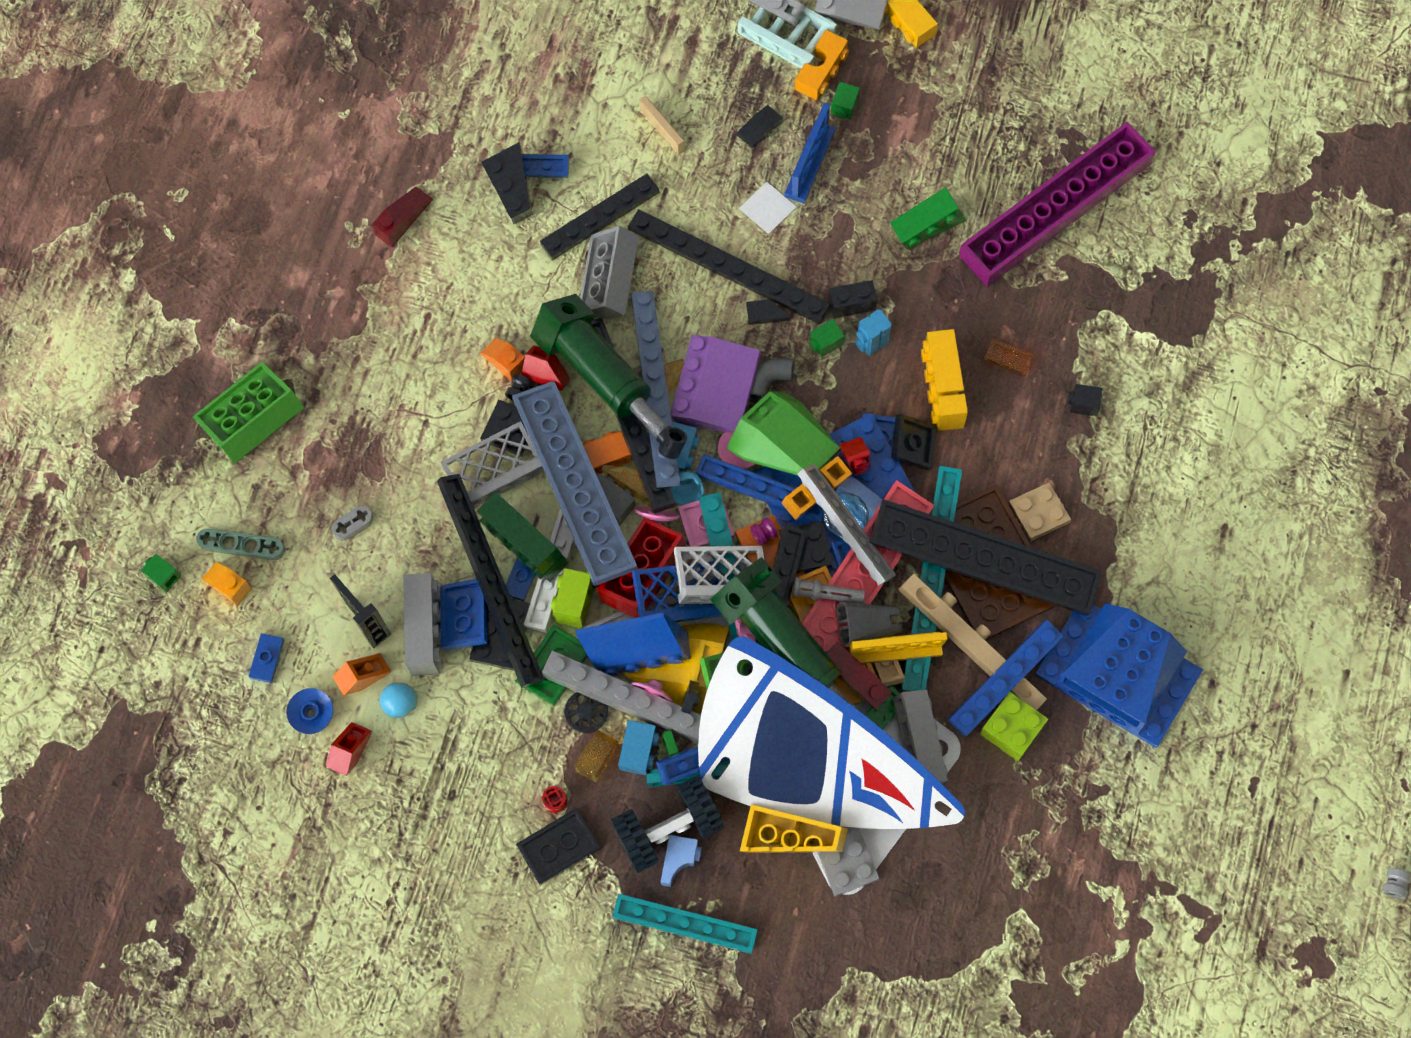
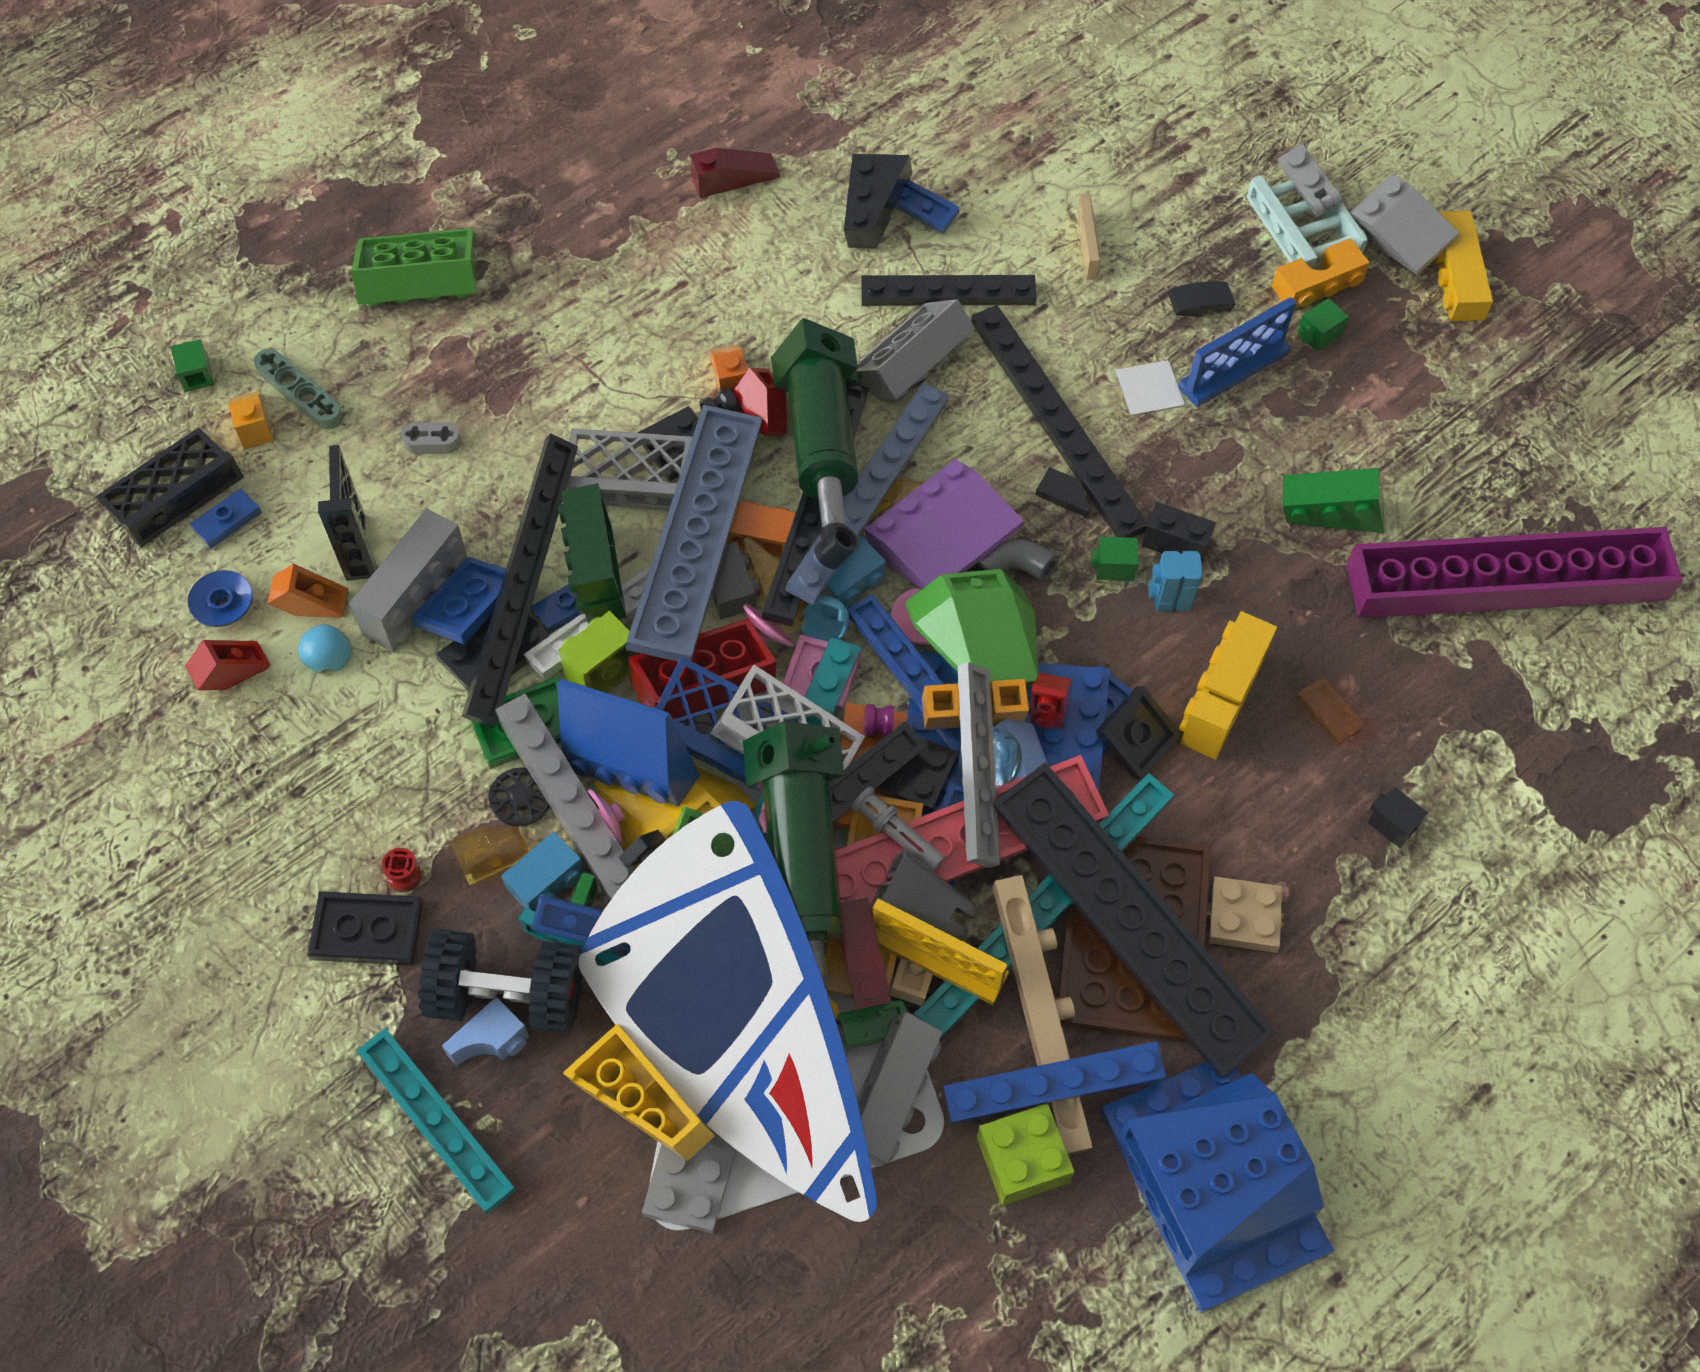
camera: 30 degrees right, 10 degrees down
(231, 660) = (177, 498): none -> black fence

